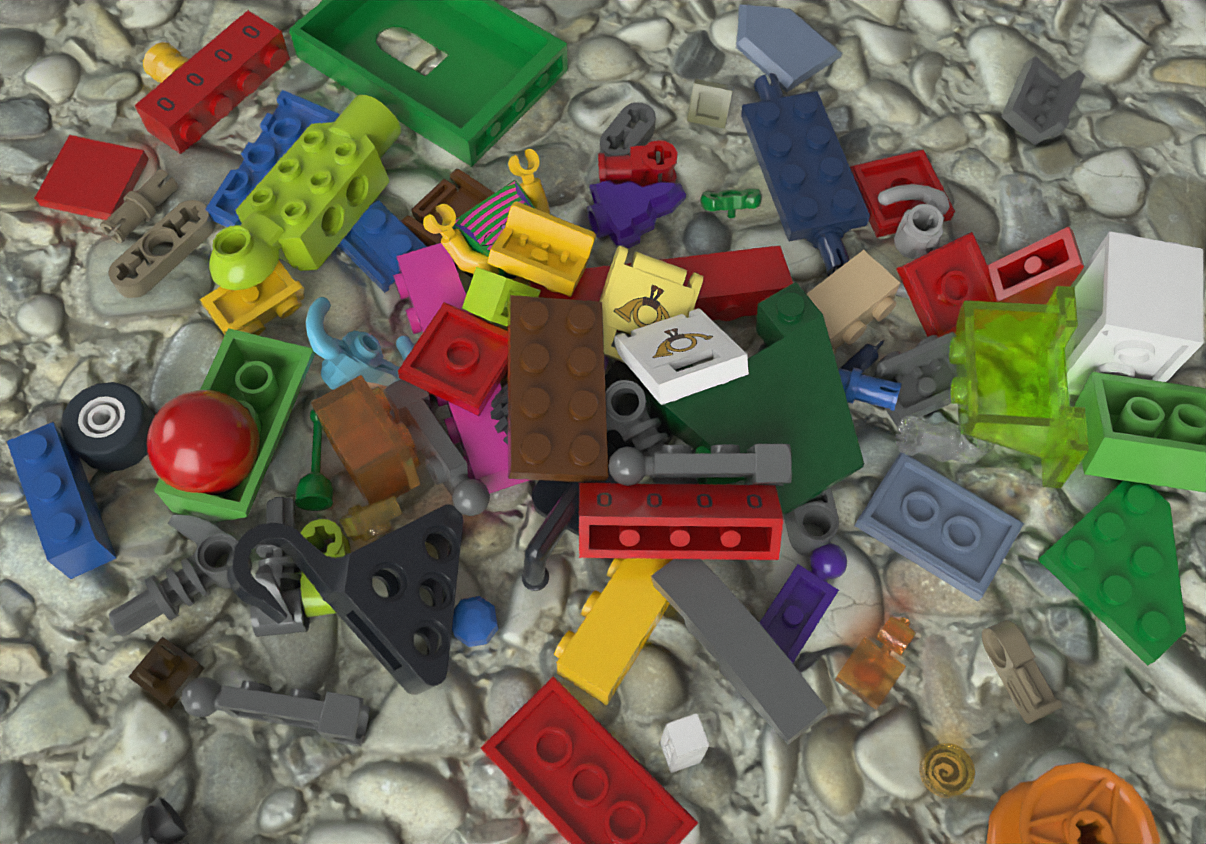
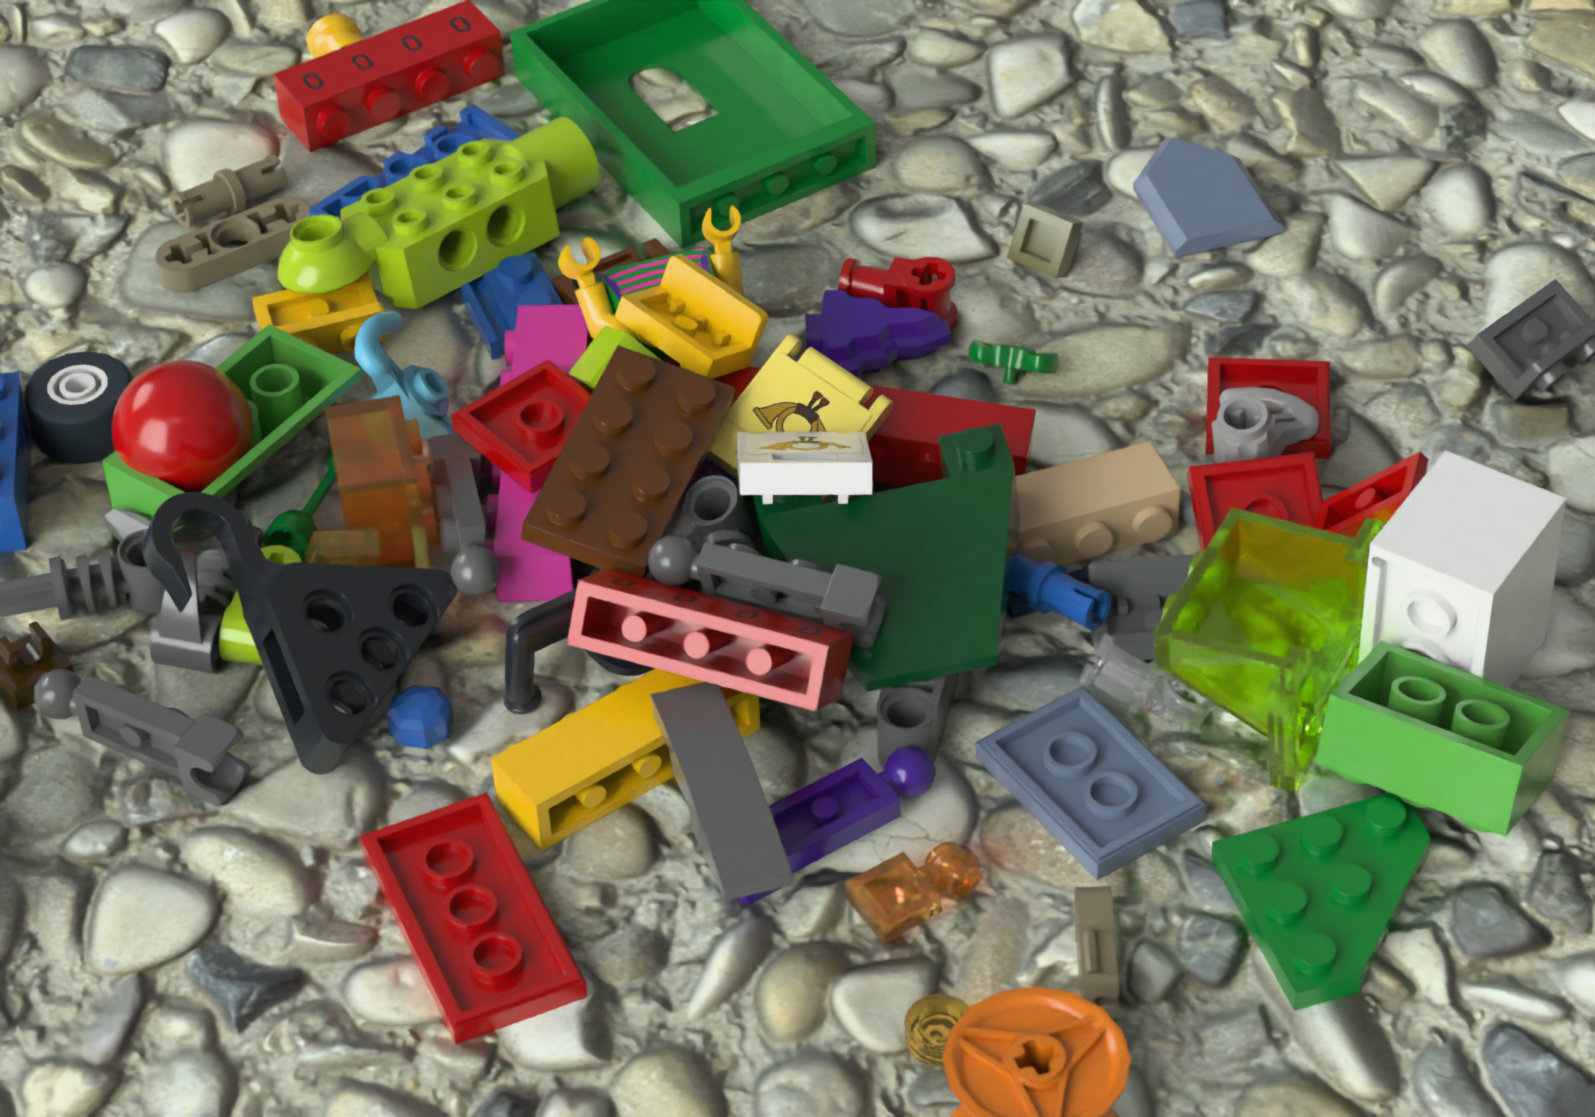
camera: 25 degrees right, 20 degrees down
(91, 177) = (185, 147): red tile -> none
(621, 131) = (923, 238): dark grey beam -> none
(684, 743) = (602, 879): white piece -> none
(804, 169) = (1134, 339): dark blue plate -> none

